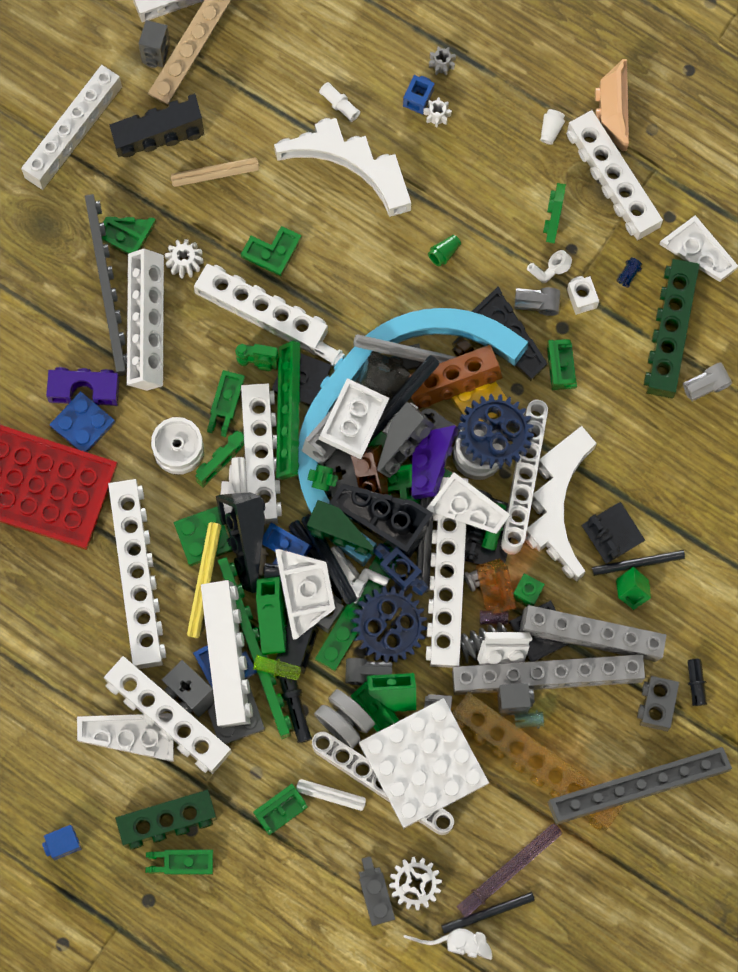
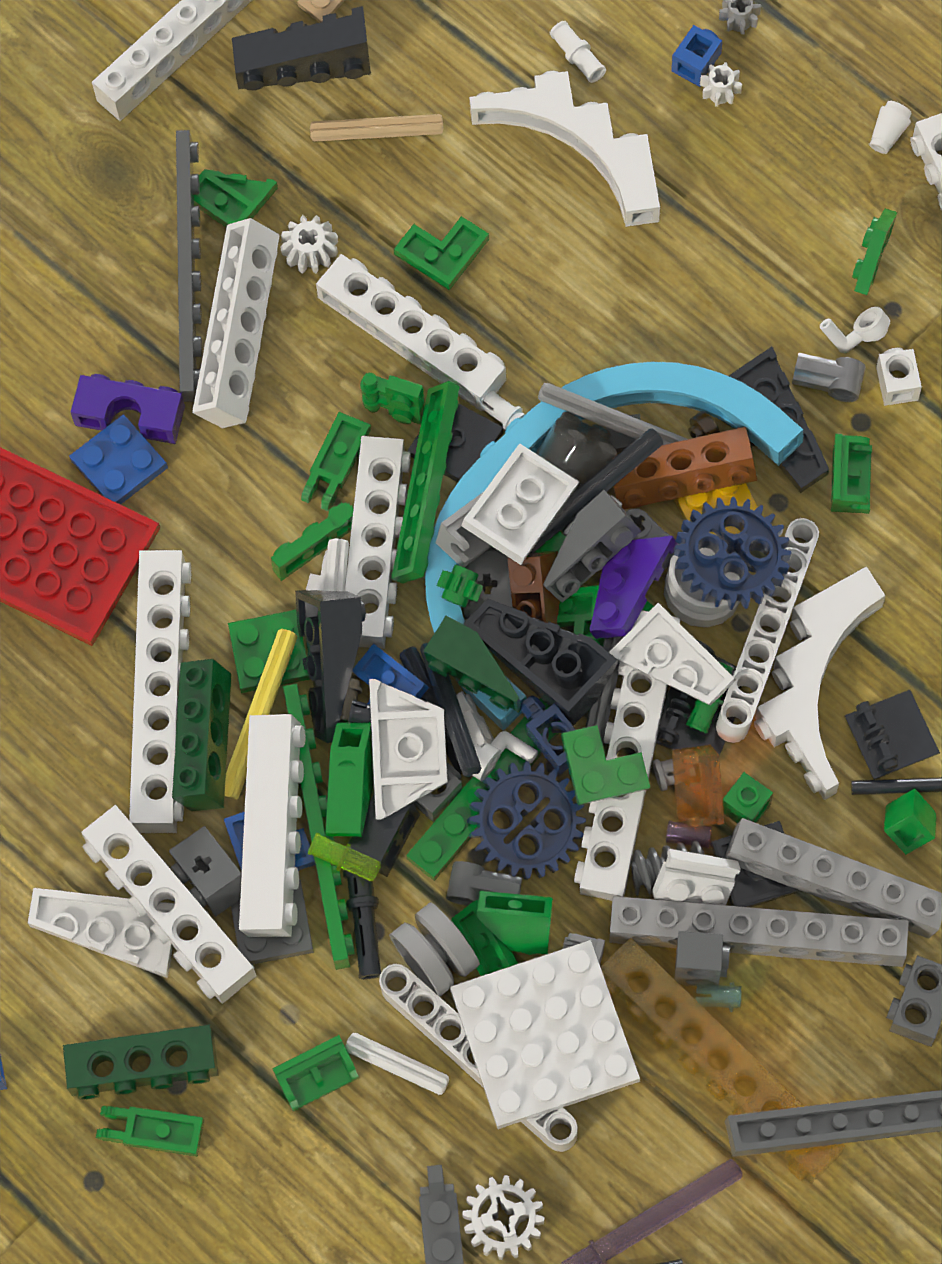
camera: 15 degrees right, 5 degrees down
(170, 600) = (201, 735): none -> dark green brick
(177, 459) = (252, 511): white wheel -> none
(430, 591) = (595, 776): none -> green plate
(444, 250) = (699, 284): green cone -> none

